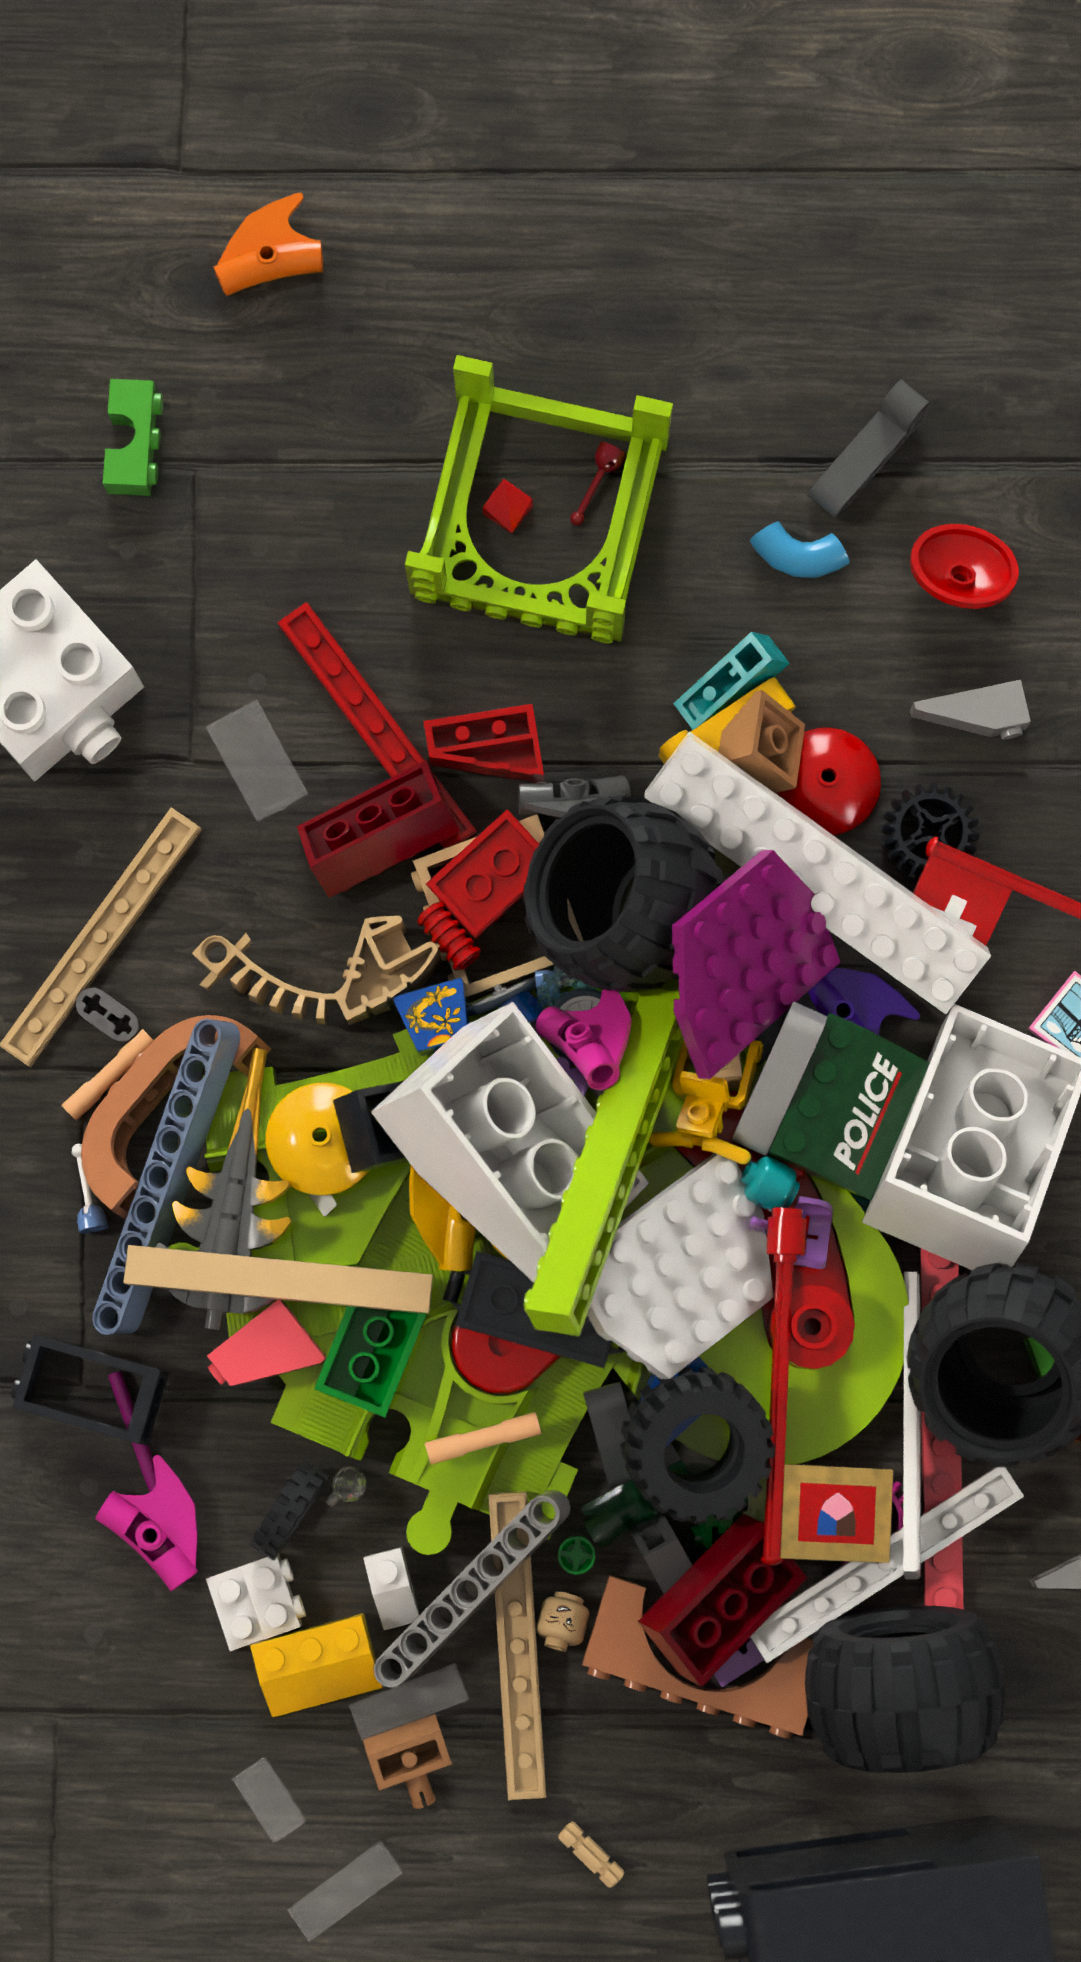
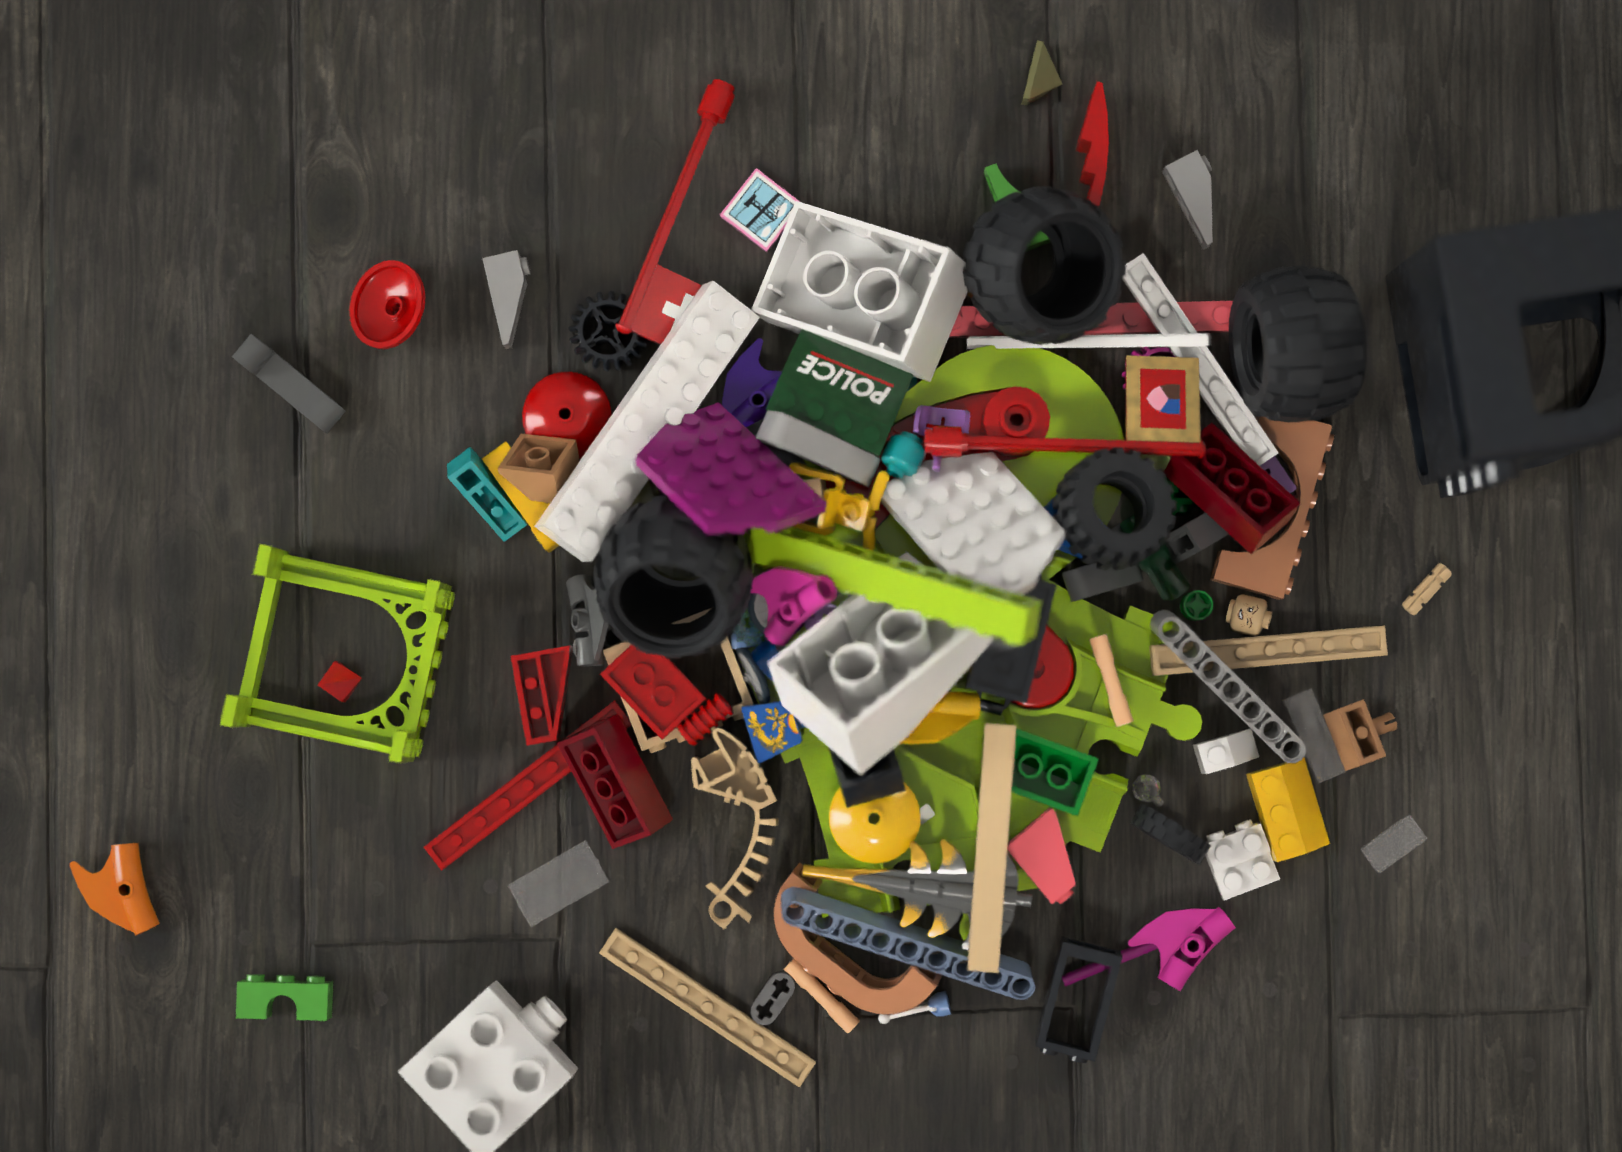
camera: 90 degrees left, 5 degrees up
(345, 1890) = (1461, 781): clear tile -> none
(607, 459) = (299, 599): dark red hinge -> none
(799, 557) = (380, 441): dark azure cylinder -> none

